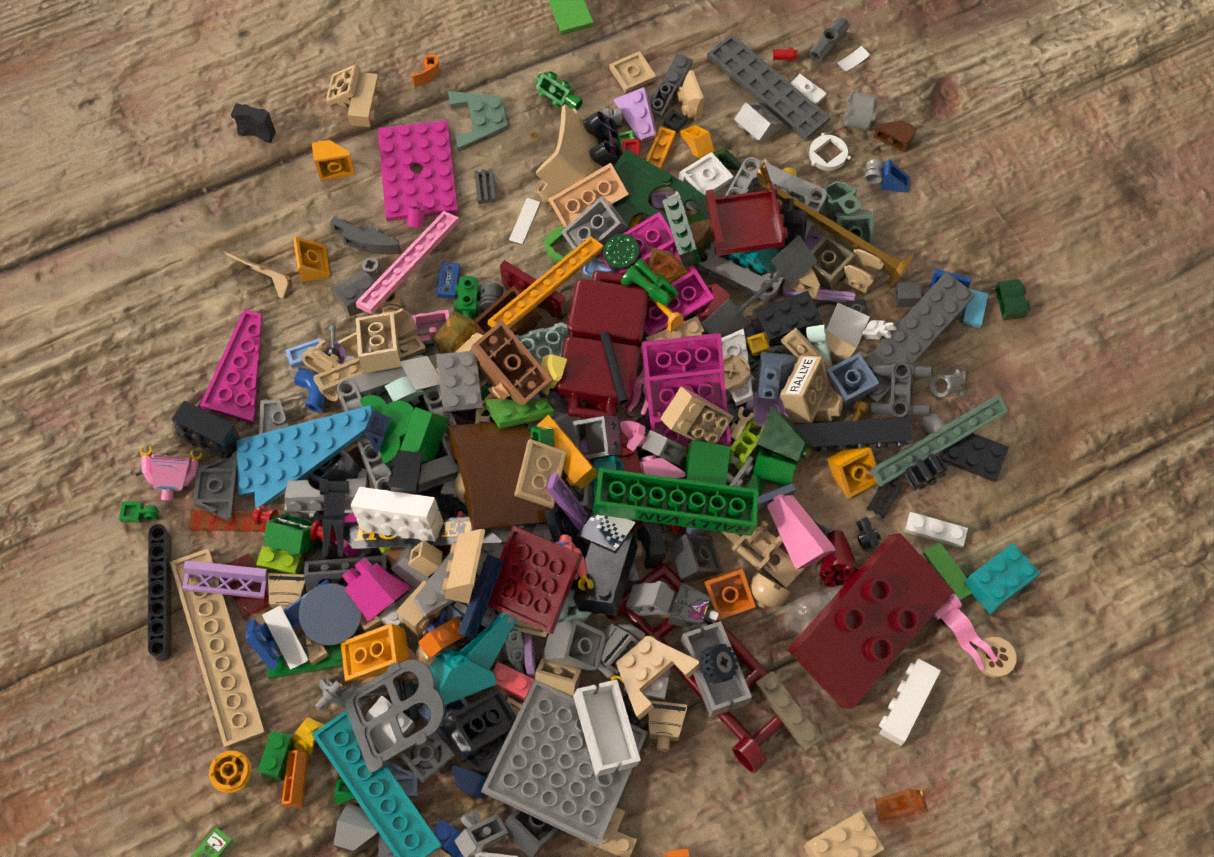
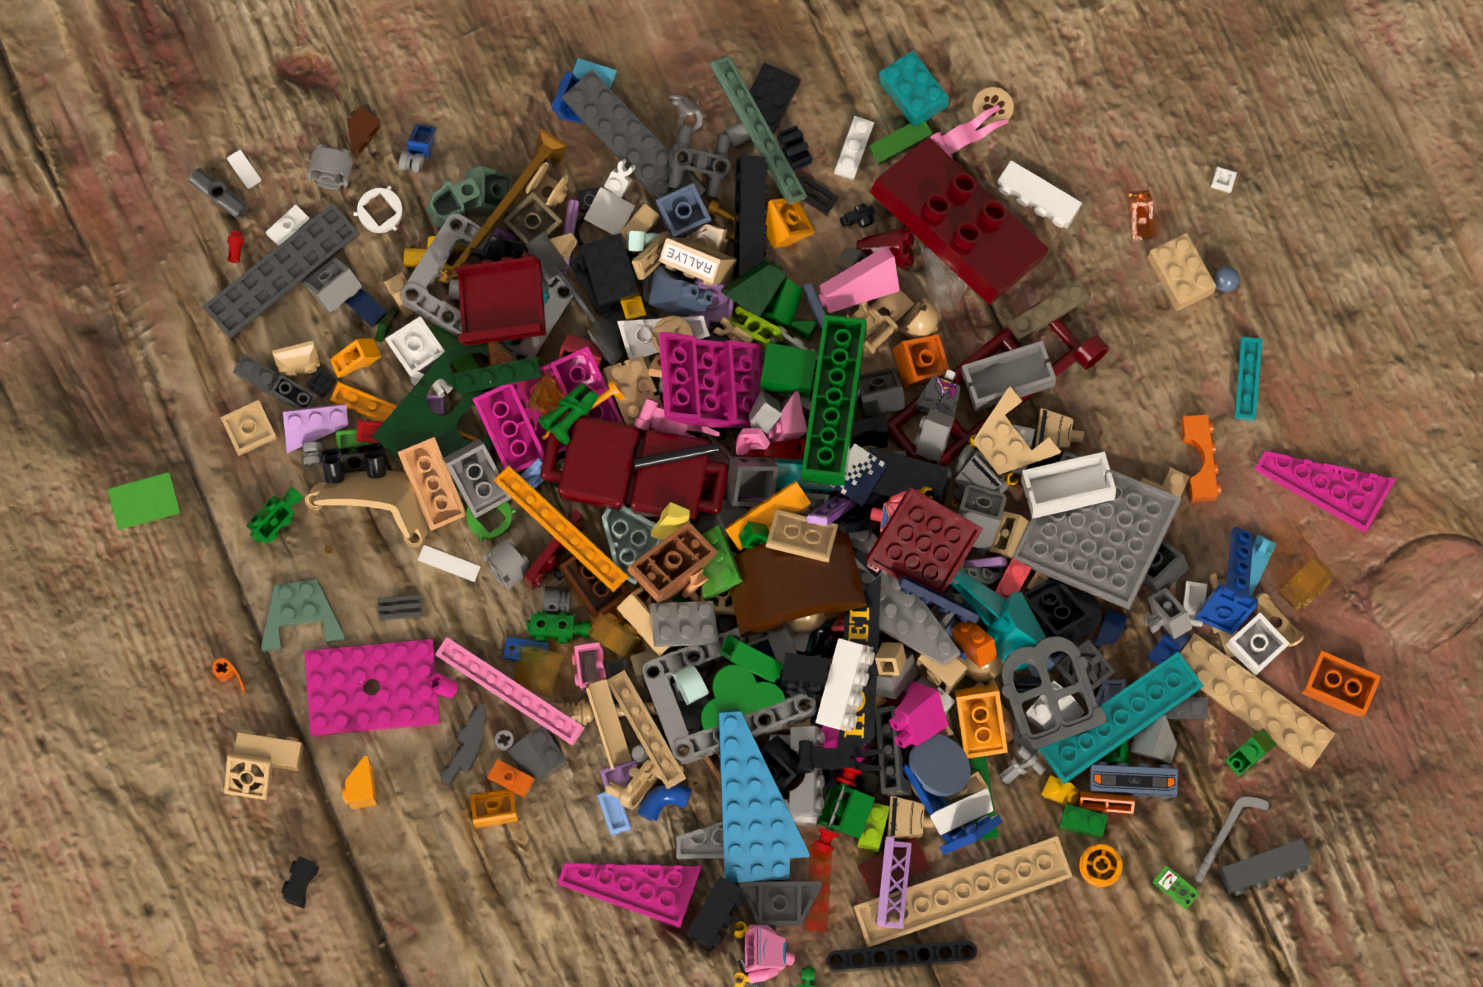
camera: 90 degrees left, 10 degrees up
(280, 280) = (514, 845): tan piece -> none
(315, 805) = (1133, 780): none -> brick
(332, 350) = (622, 778): hinge -> none
(336, 271) = (510, 778): none -> orange plate
(376, 429) = (748, 706): dark blue slope -> none
(378, 342) = (629, 713): tan brick -> none
(420, 372) = (669, 666): white sticker -> none
(427, 288) = (538, 670): none -> clear yellow slope
(463, 566) = (911, 609): tan slope -> none
(521, 253) = (506, 563): none -> light grey brick
(621, 251) = (518, 445): dark green tile -> none
(696, 417) = (738, 374): tan slope -> none
(718, 663) = (1010, 368): black wheel -> none
(742, 146) = (366, 307): none -> dark blue slope
(908, 294) = (576, 142): dark grey brick -> none
(1012, 299) = (587, 33): dark green brick -> none

